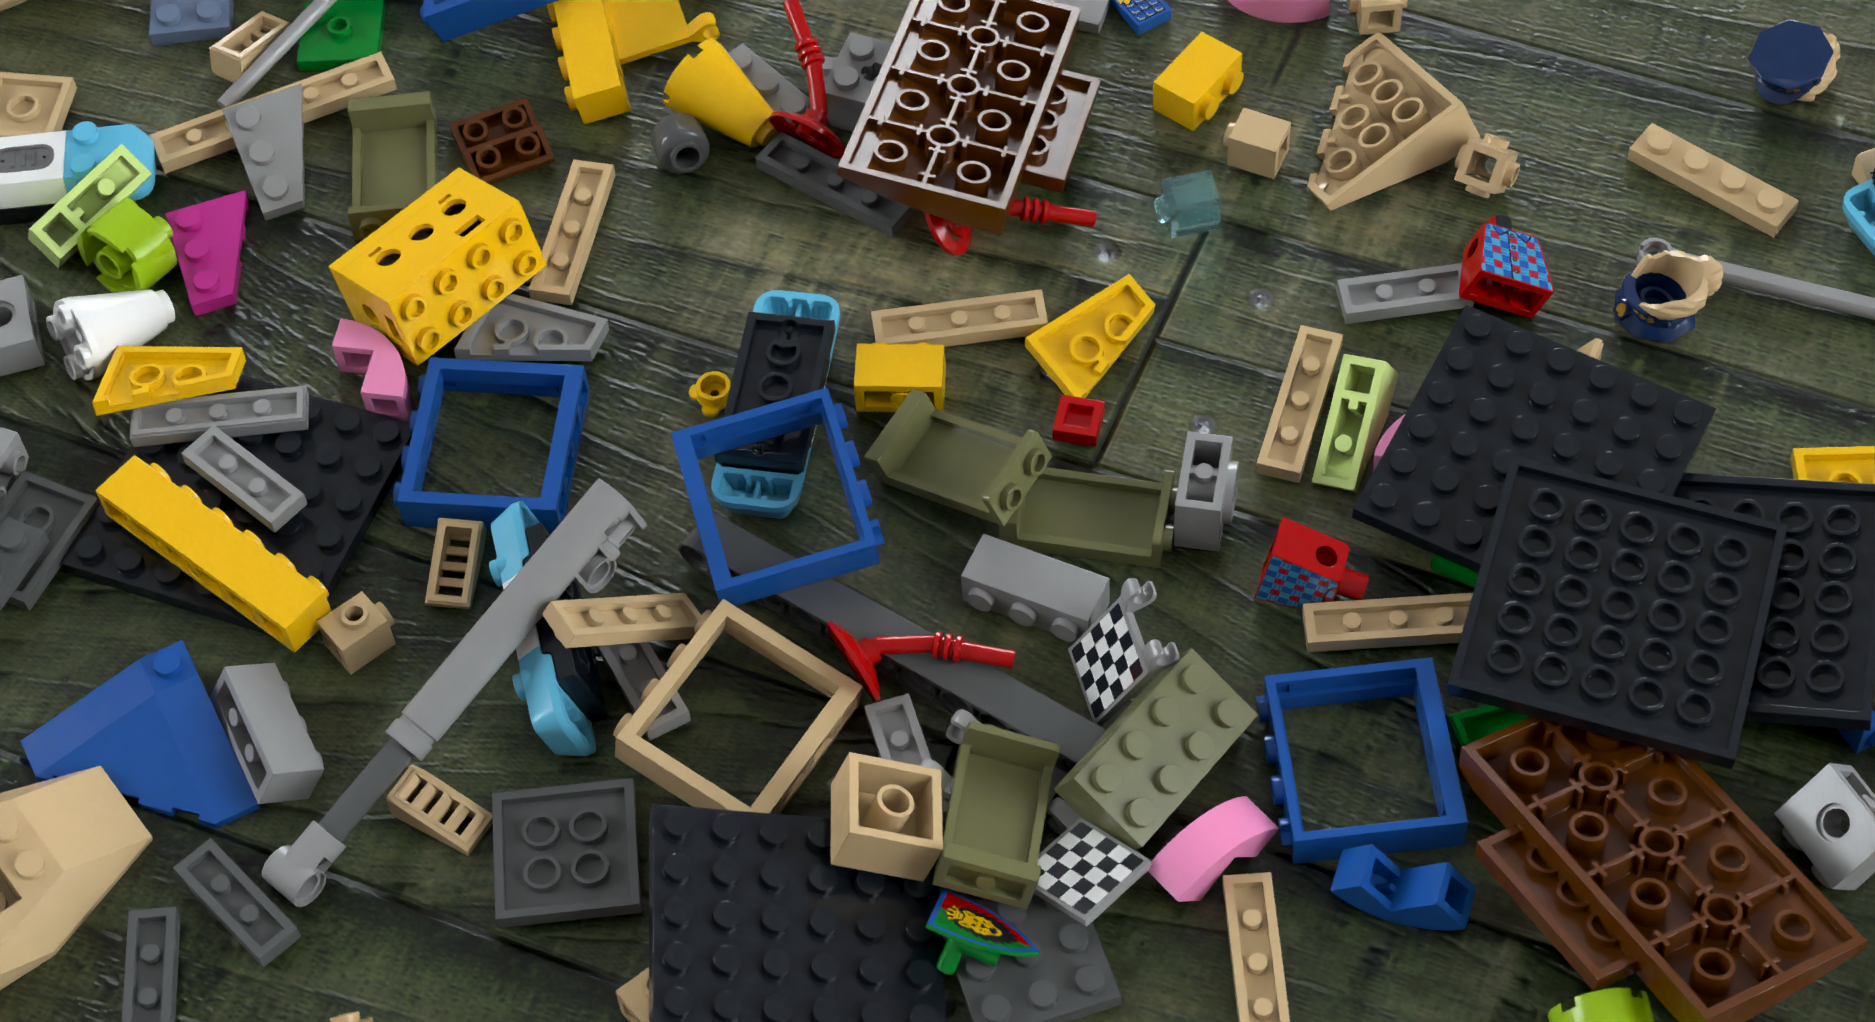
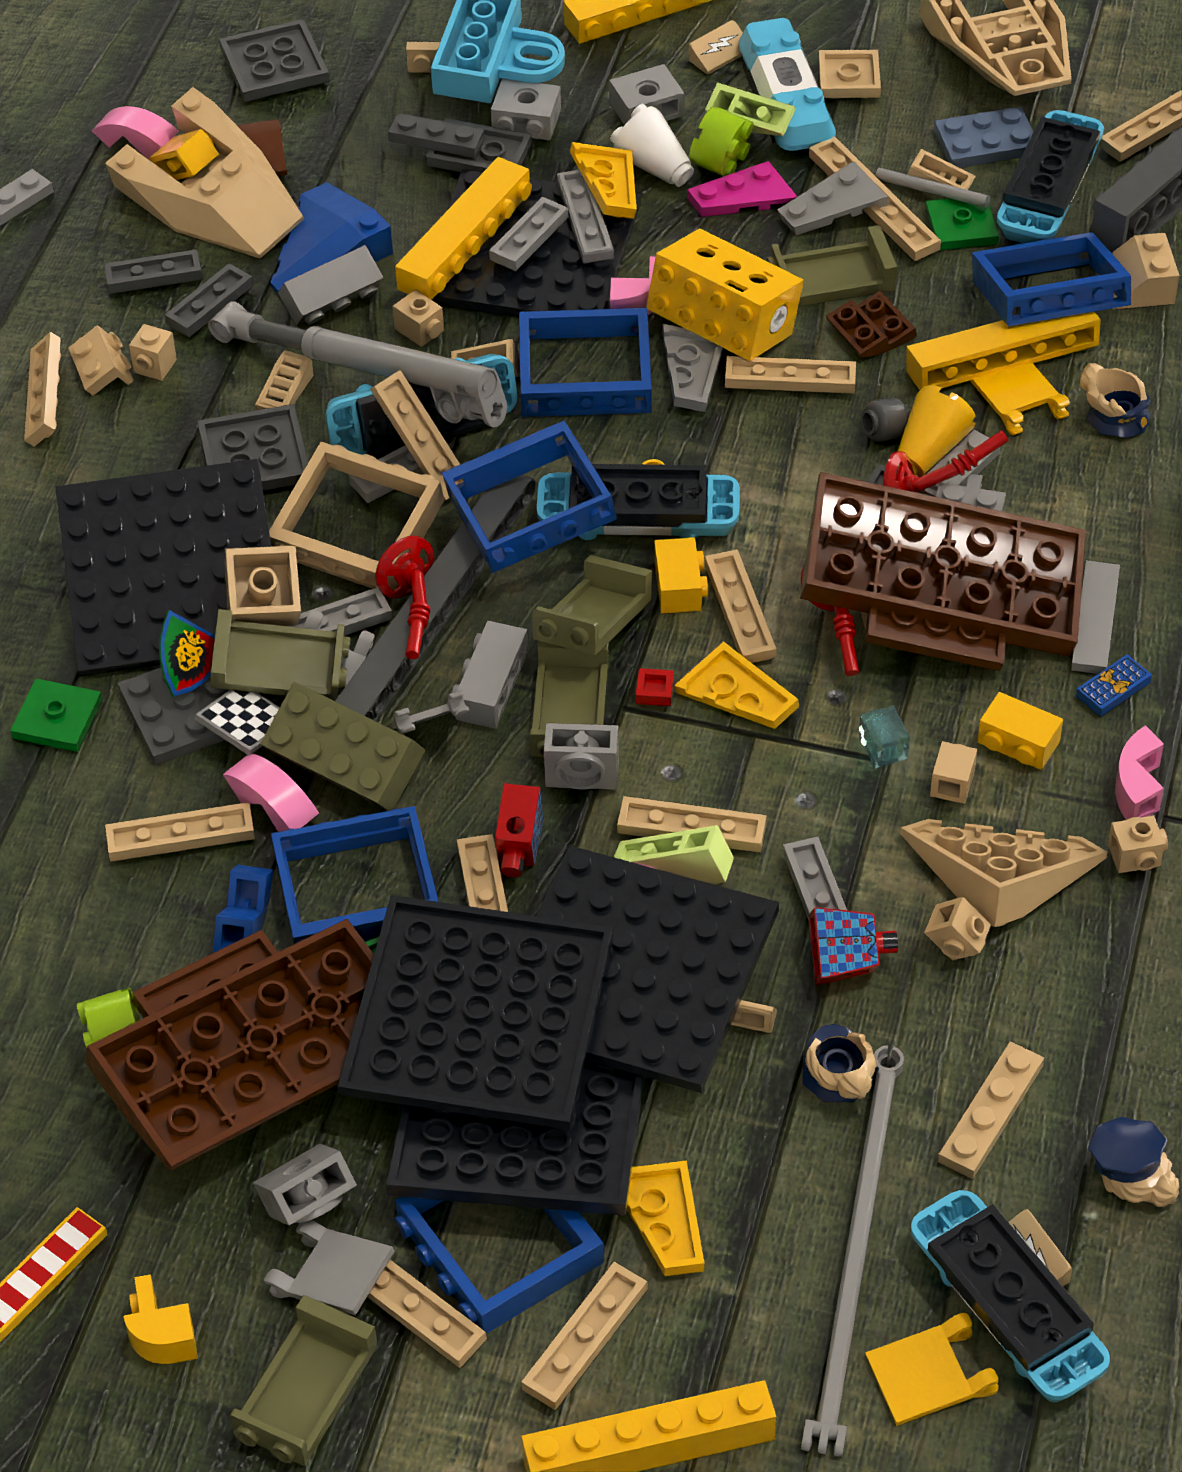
camera: 80 degrees right, 5 degrees down
(336, 975) = (152, 352): none -> tan brick

